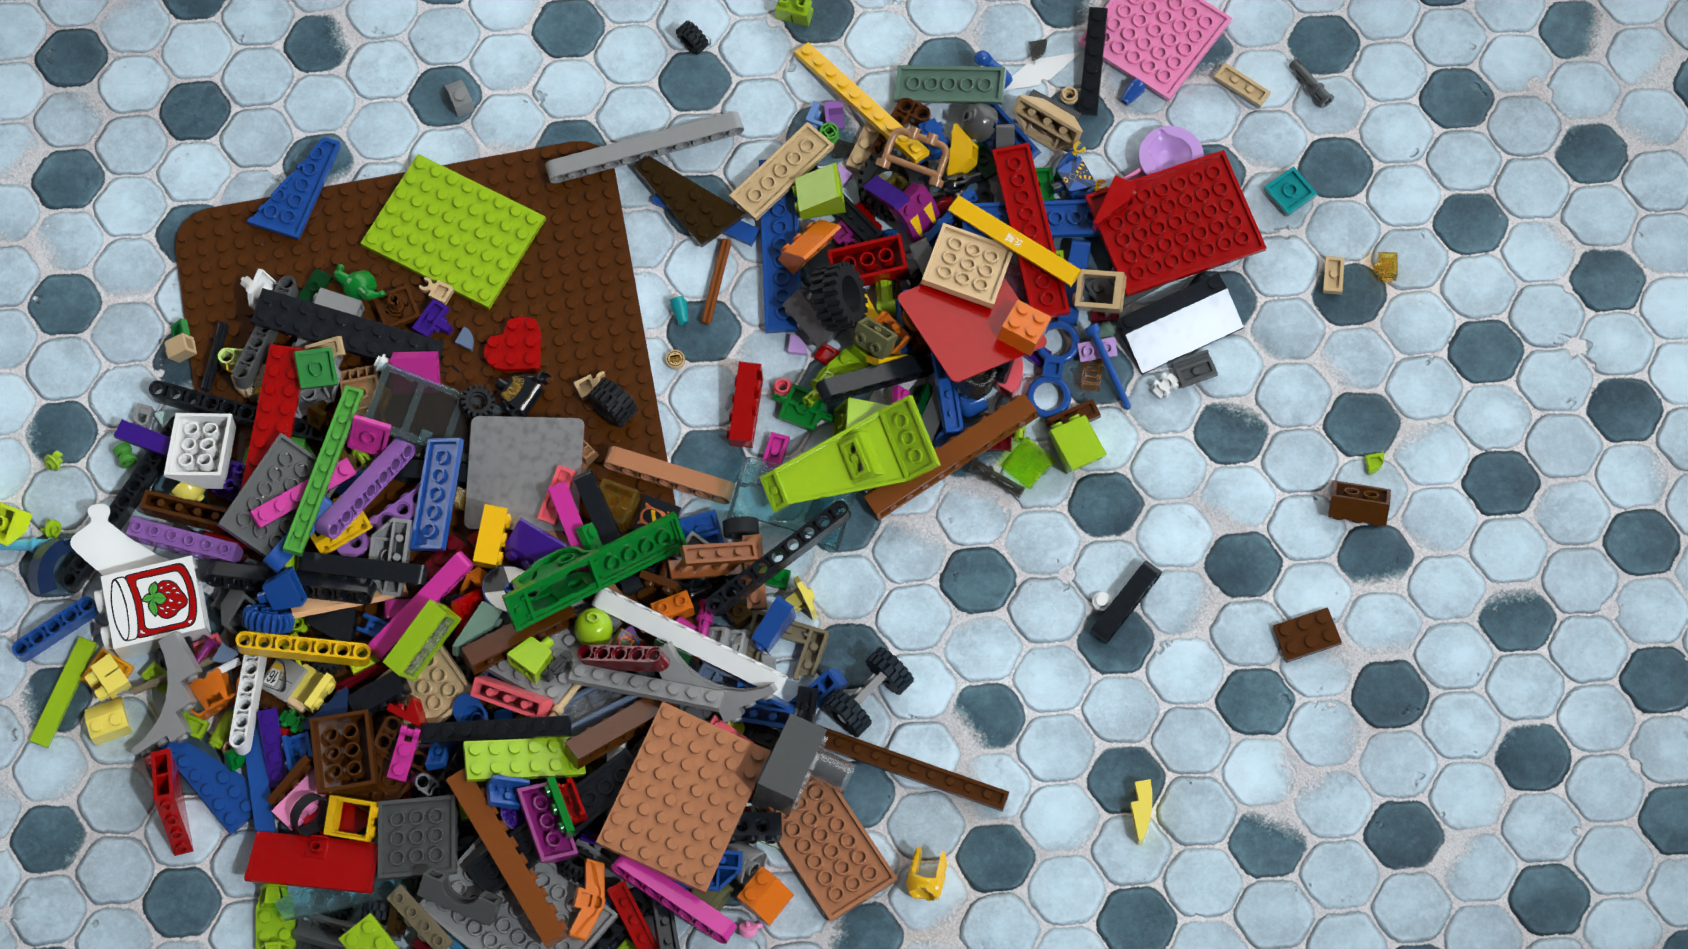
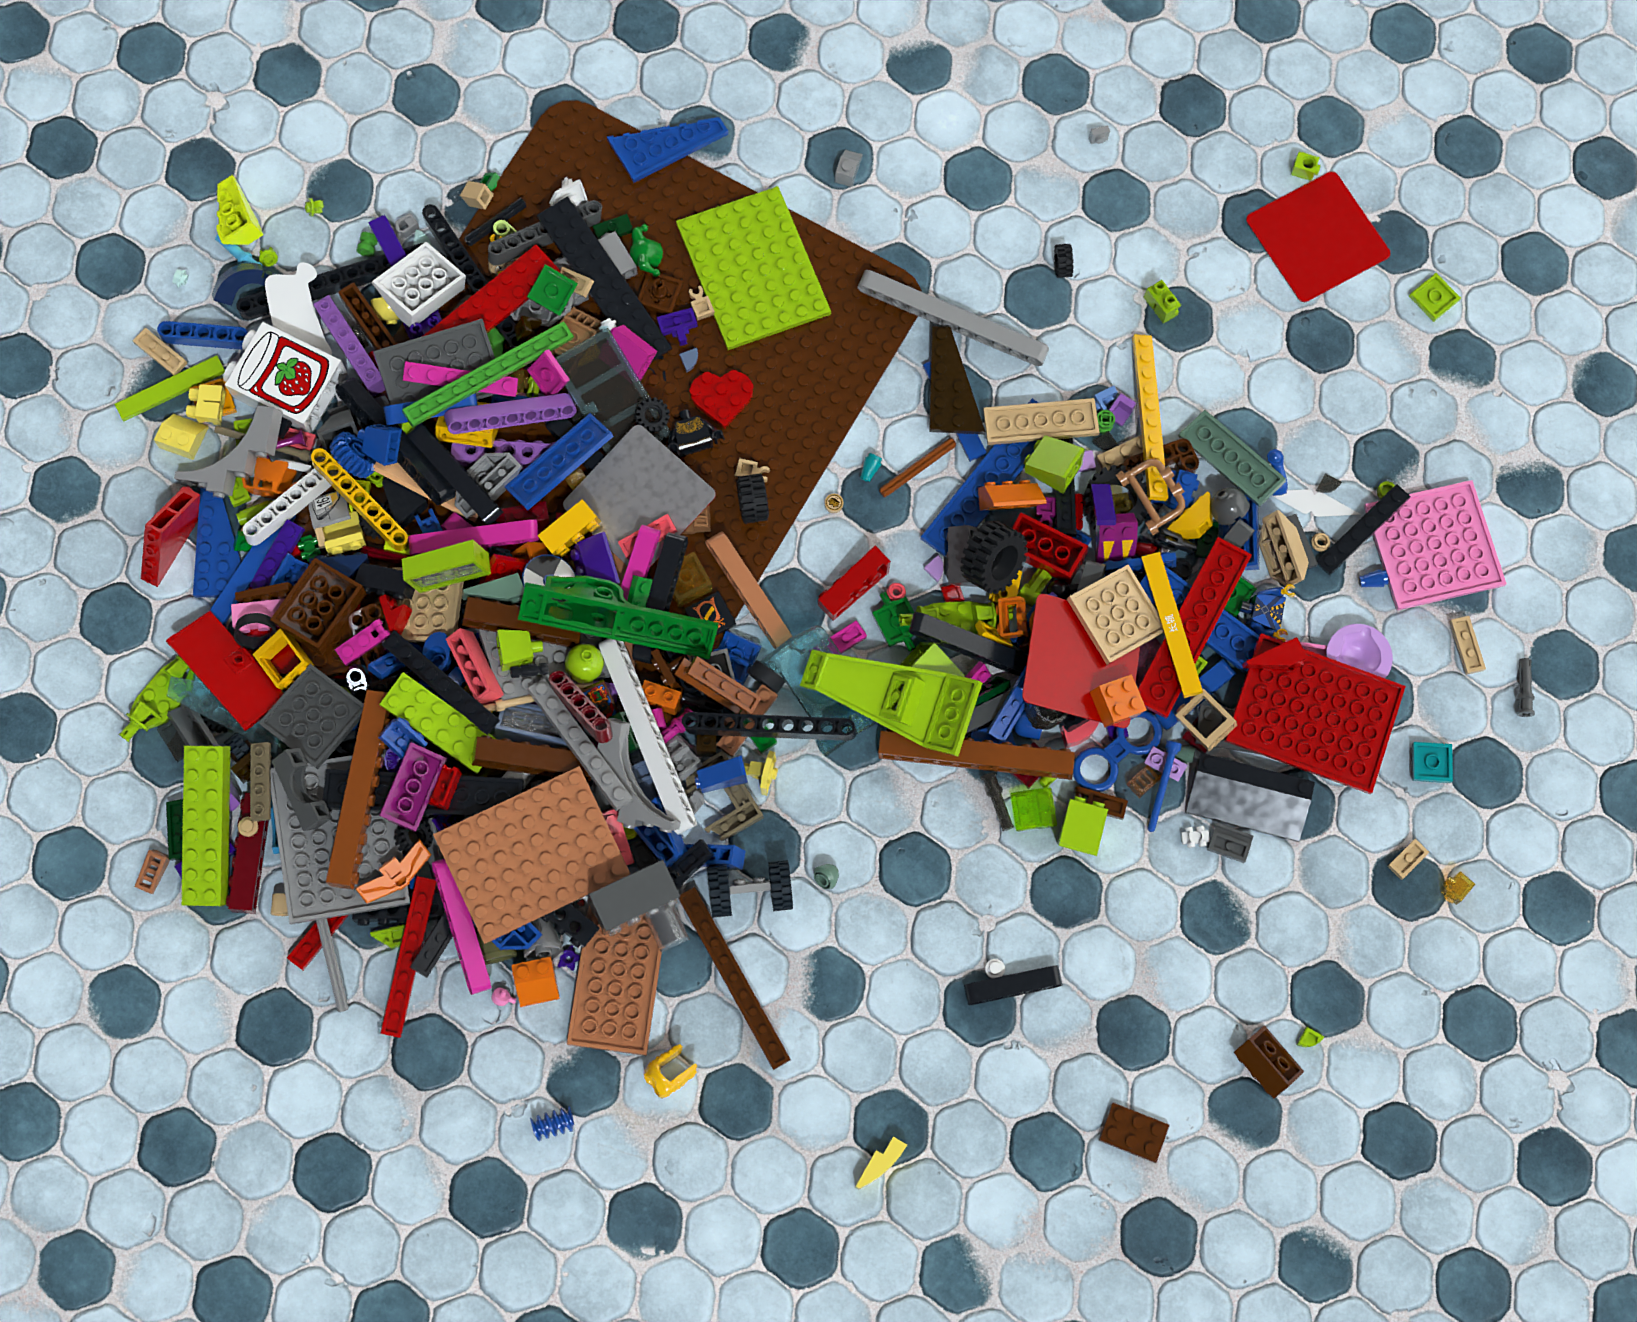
camera: 30 degrees right, 5 degrees up
(29, 671) = (159, 351): none -> tan plate
(224, 654) = (302, 455): sand blue tile -> none
(558, 807) = (429, 783): green plate -> none
(775, 855) = (573, 958): none -> dark purple plate
(874, 338) = (994, 612): olive brick -> none
(916, 637) = (826, 876): none -> sand green cone
(1082, 19) = (1384, 488): none -> lime tile

